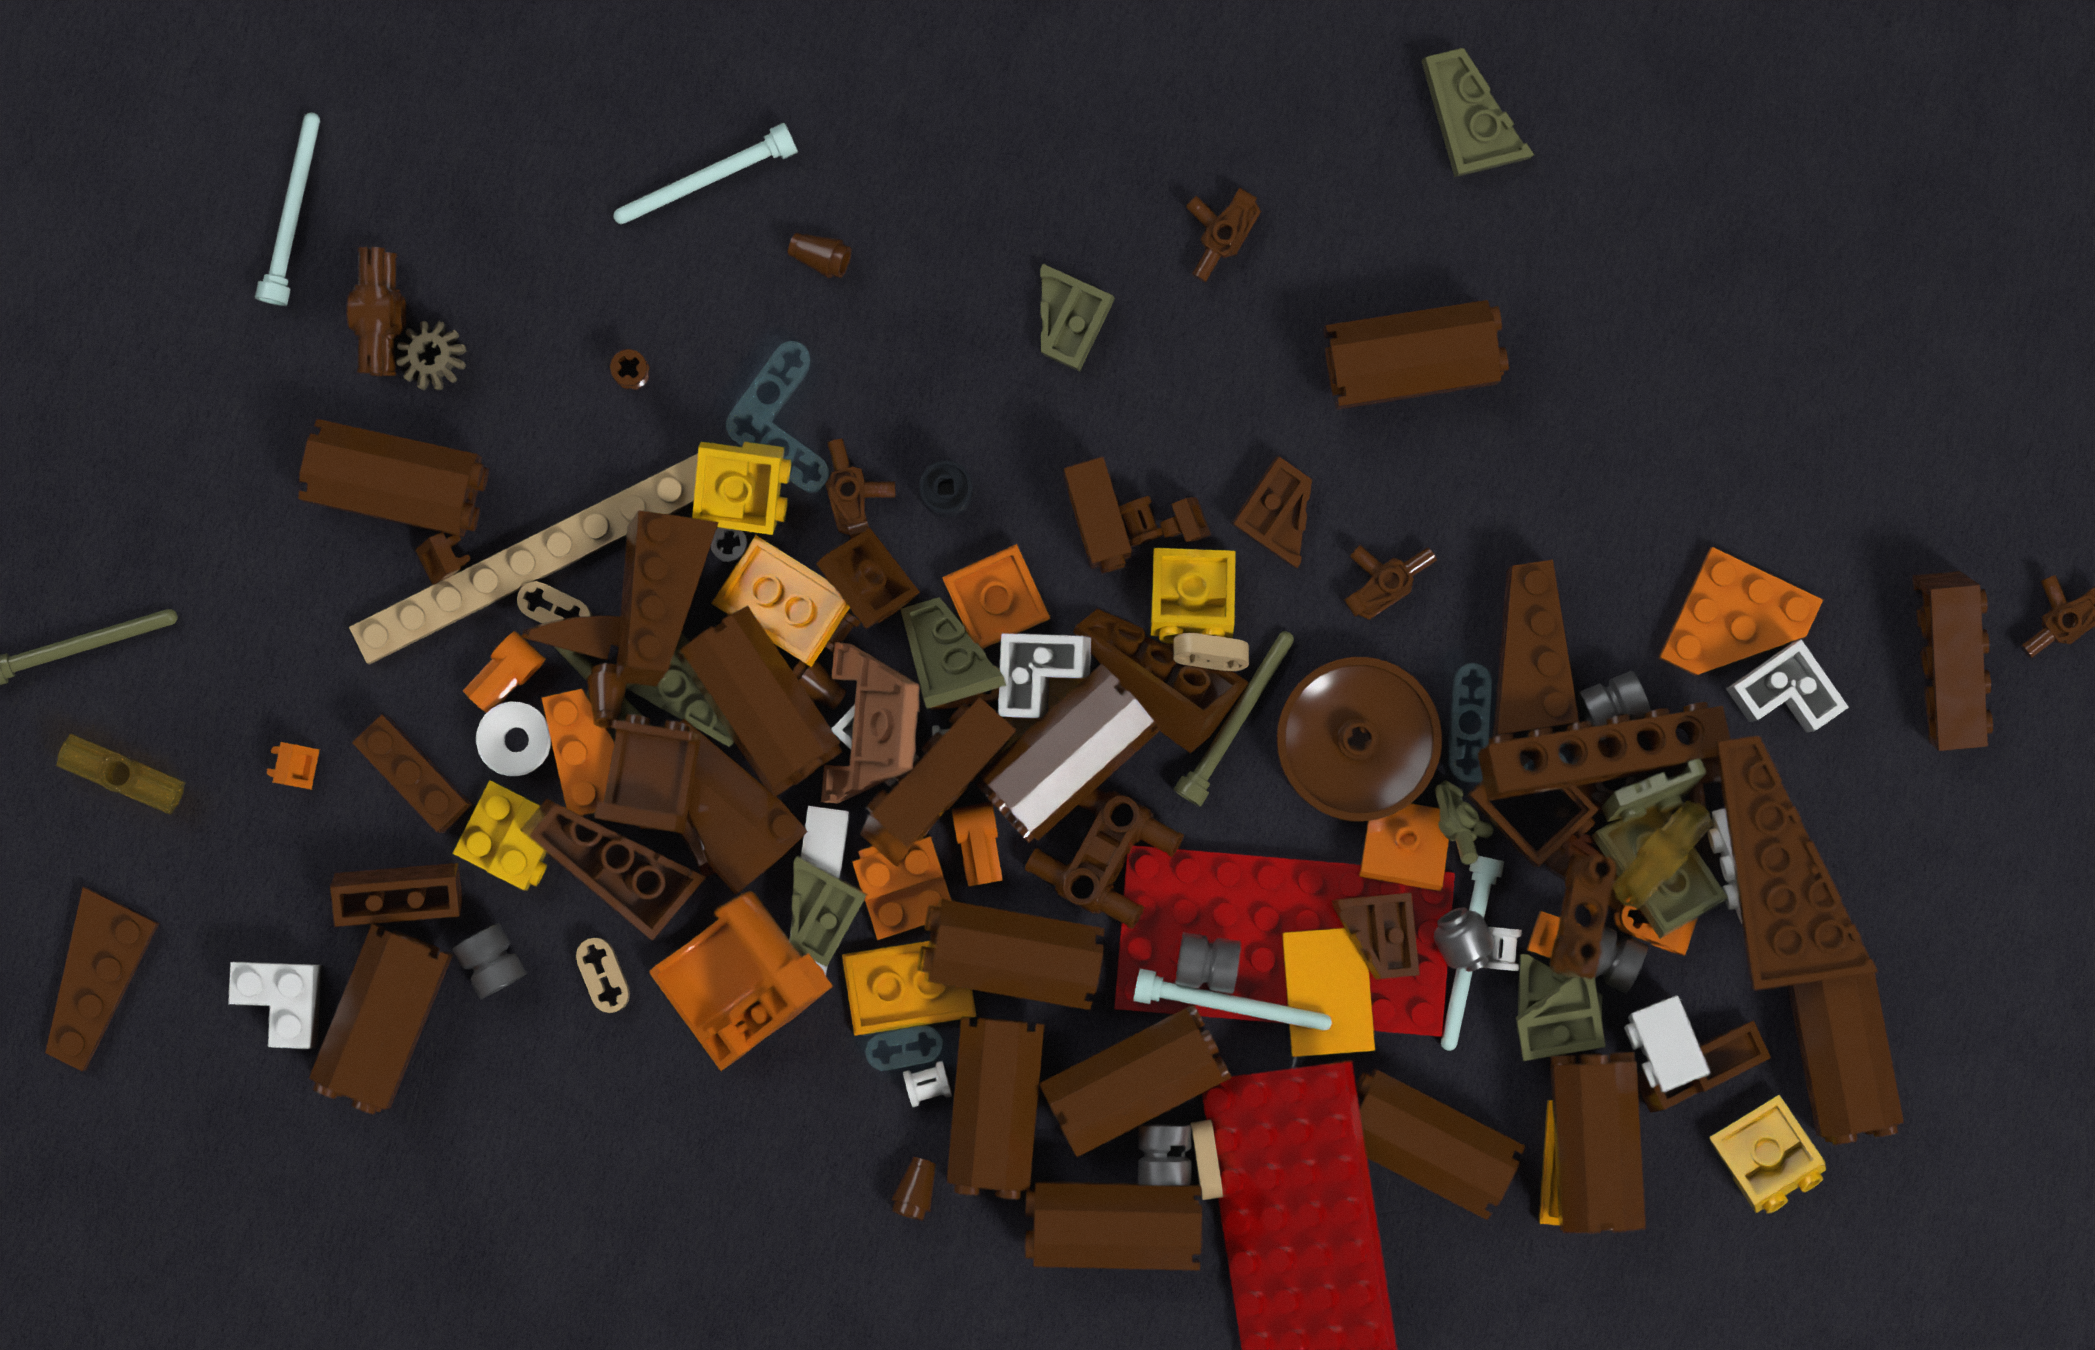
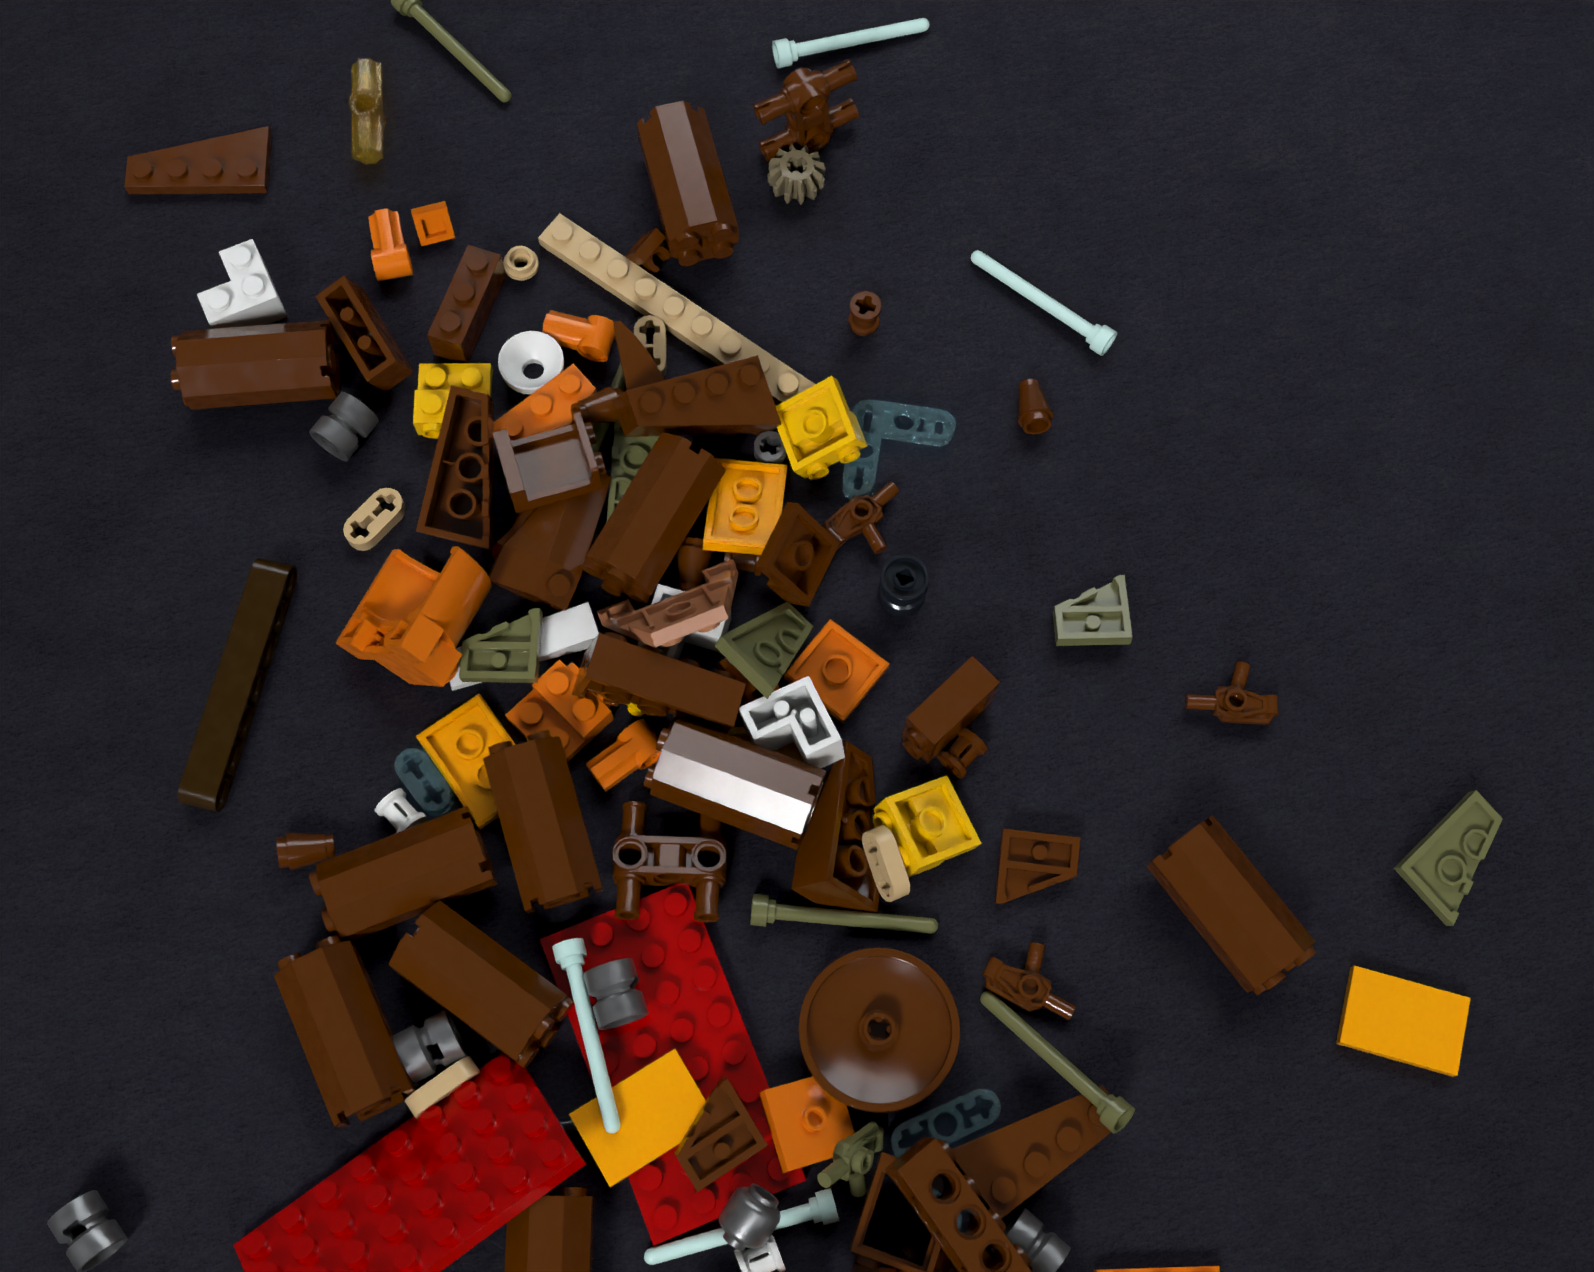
camera: 65 degrees right, 15 degrees down
(308, 825) = (390, 253): none -> orange piece
(375, 688) = (517, 255): none -> tan plate
(713, 1182) = (237, 685): none -> dark brown beam
(1188, 520) = (984, 791): reddish brown tile -> none
(1540, 572) = (1113, 1111): none -> olive piece
(1592, 253) = (1403, 1021): none -> light orange tile

